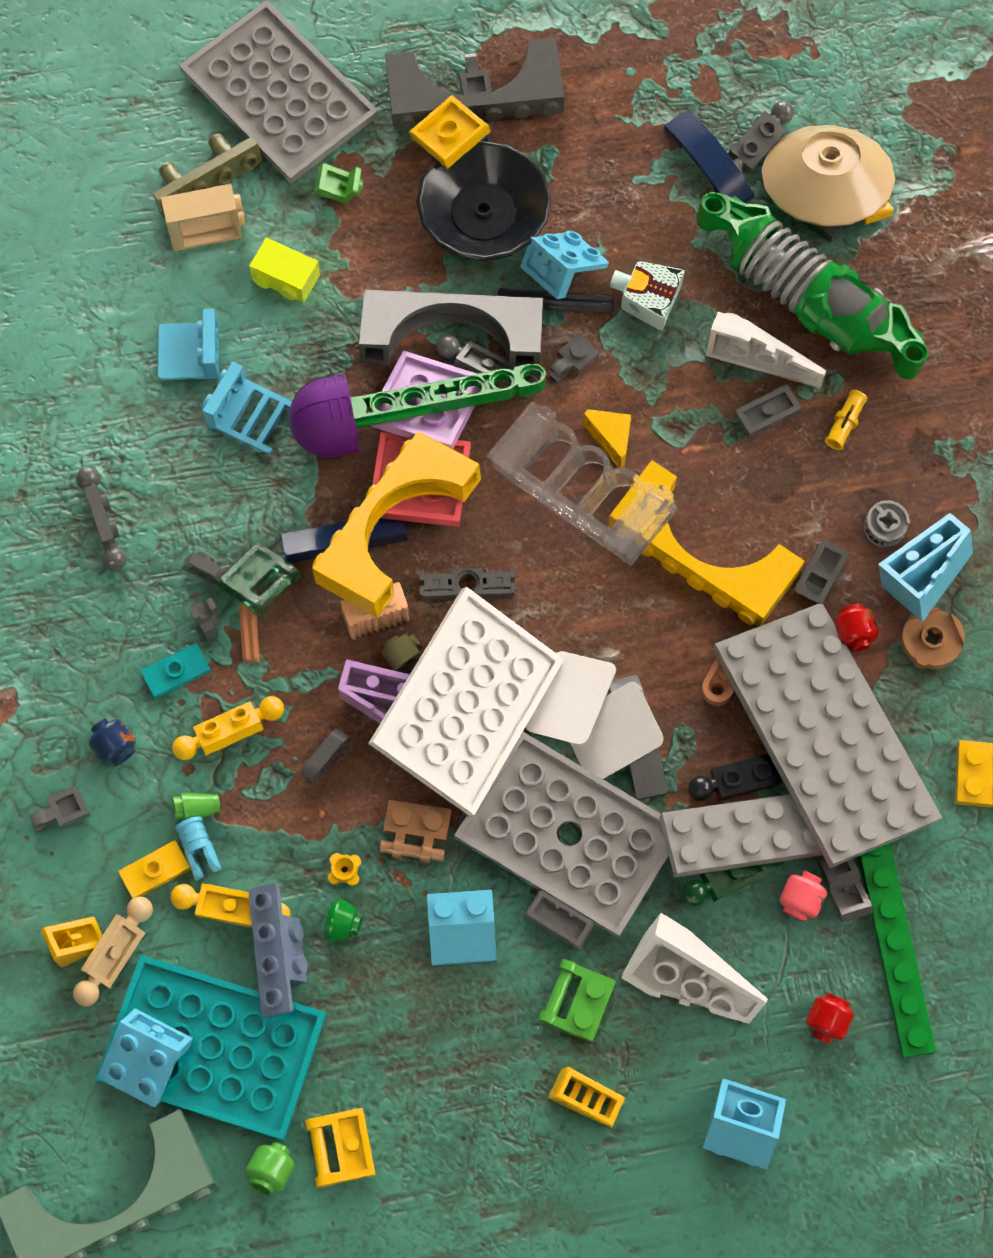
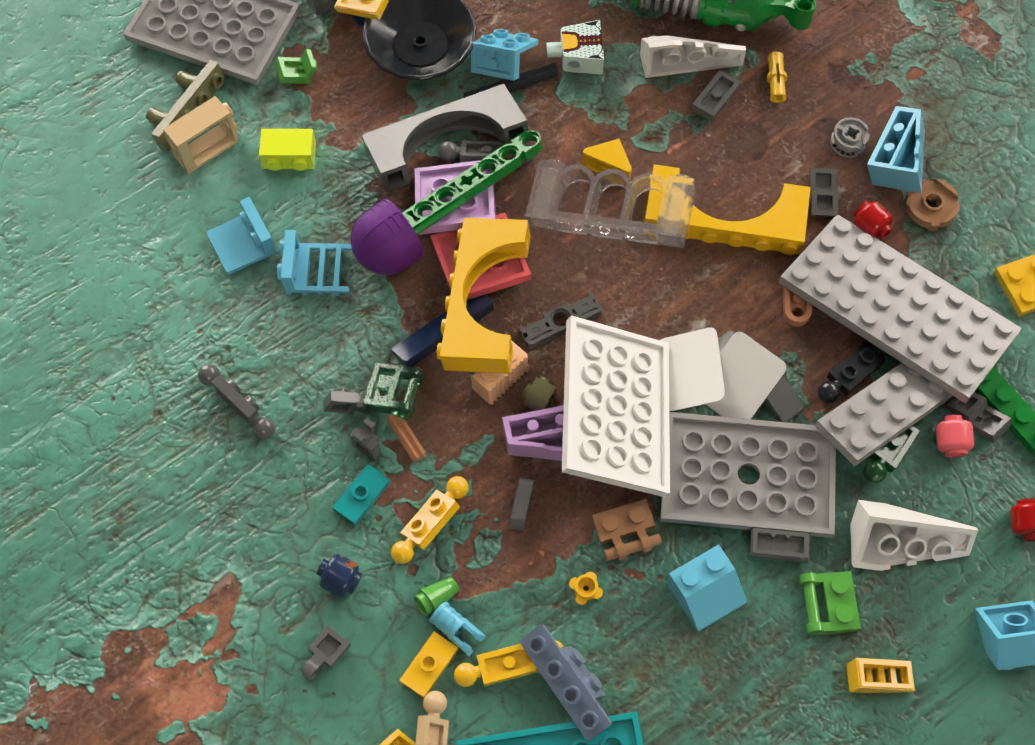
camera: 25 degrees left, 5 degrees down
(341, 921) = (609, 630): green cone -> none
(575, 357) = (549, 118): dark grey plate -> none

